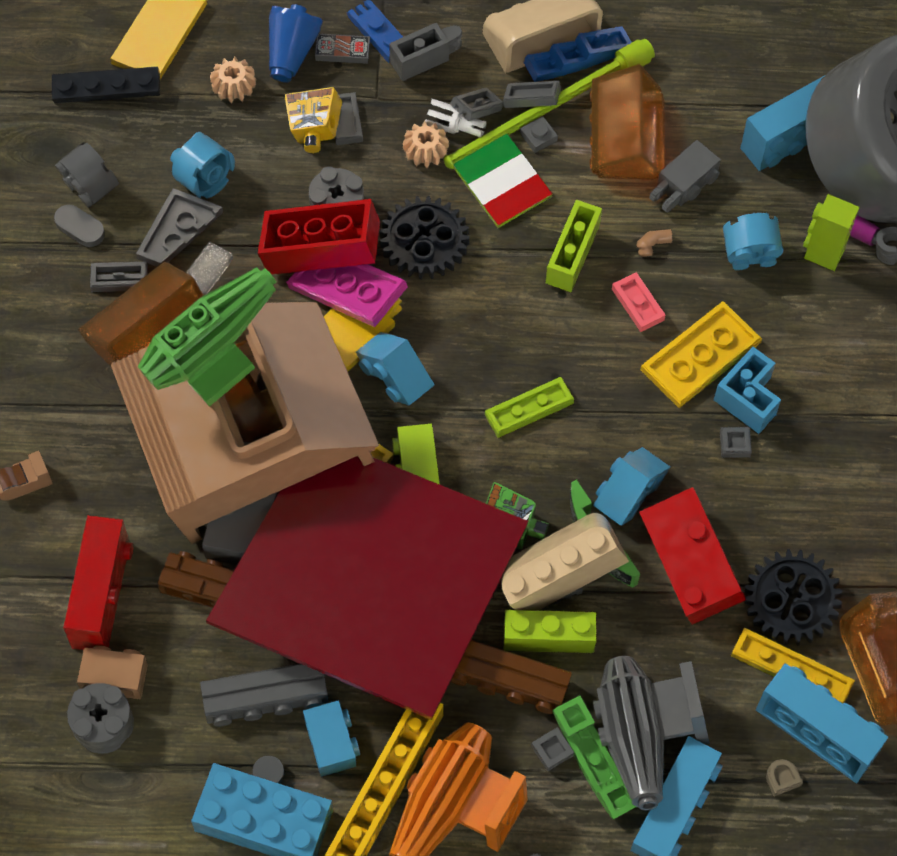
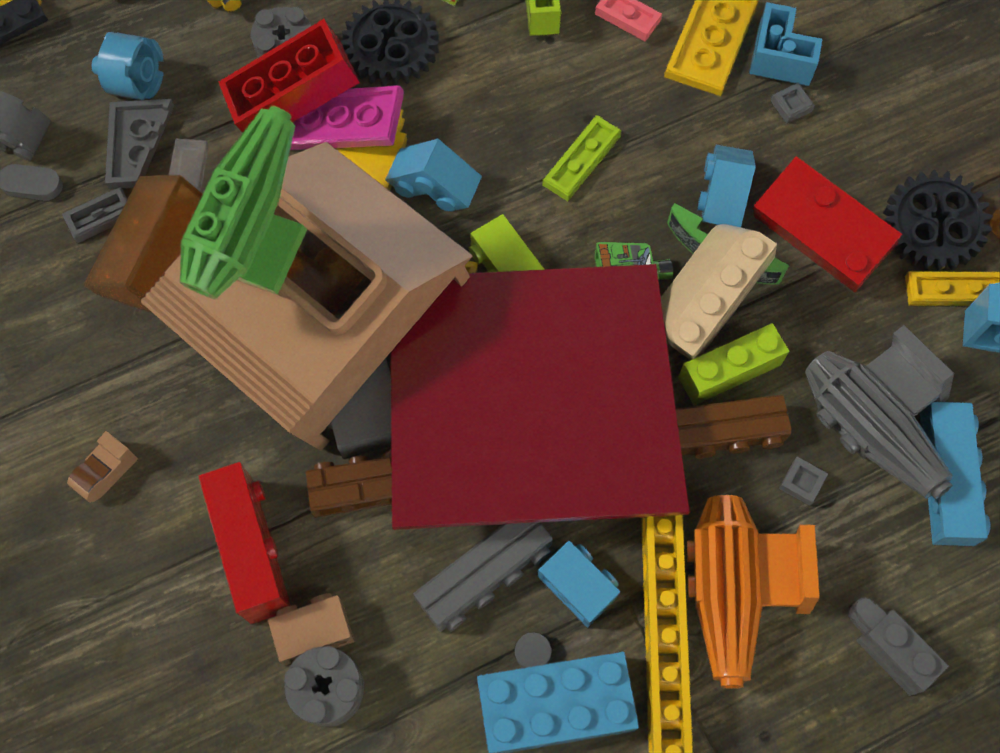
camera: 25 degrees left, 5 degrees up
(592, 758) = (851, 473): bright green slope -> none

